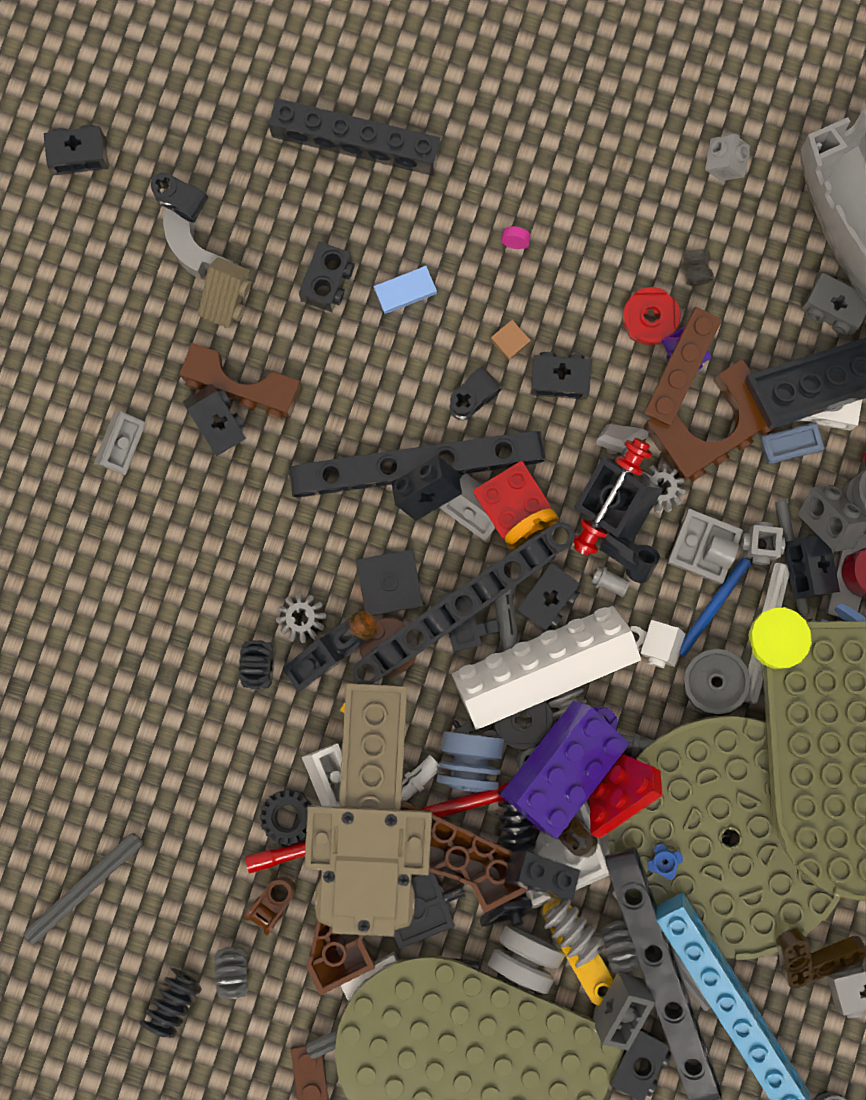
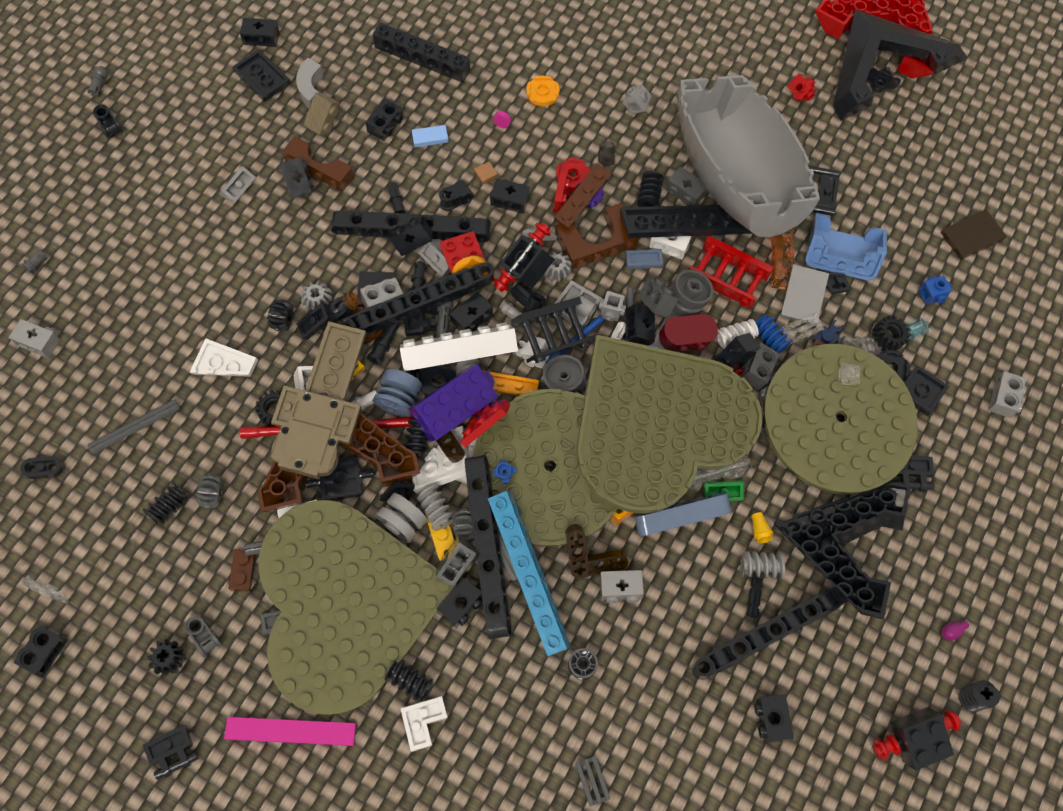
camera: 10 degrees right, 15 degrees down
(101, 232) = (261, 75): none -> black plate
(182, 199) = (309, 58): black piece -> none
(186, 754) = (222, 361): none -> white wing
(268, 908) = (247, 457): reddish brown piece -> none
(380, 418) = (395, 198): none -> black axle
(410, 607) = (380, 292): none -> light grey brick
(423, 677) = (382, 345): none -> black pin
(450, 554) = (418, 278): none -> black pin
(542, 875) = (422, 462): black brick -> none
(567, 166) = (542, 91): none -> light orange tile
(634, 700) = (513, 385): none -> light orange tile
(643, 353) = (562, 191): none -> red plate
(663, 598) = (540, 316): none -> black fence
(779, 322) = (650, 189): none -> black piece
(780, 638) = (604, 343): neon yellow tile -> none

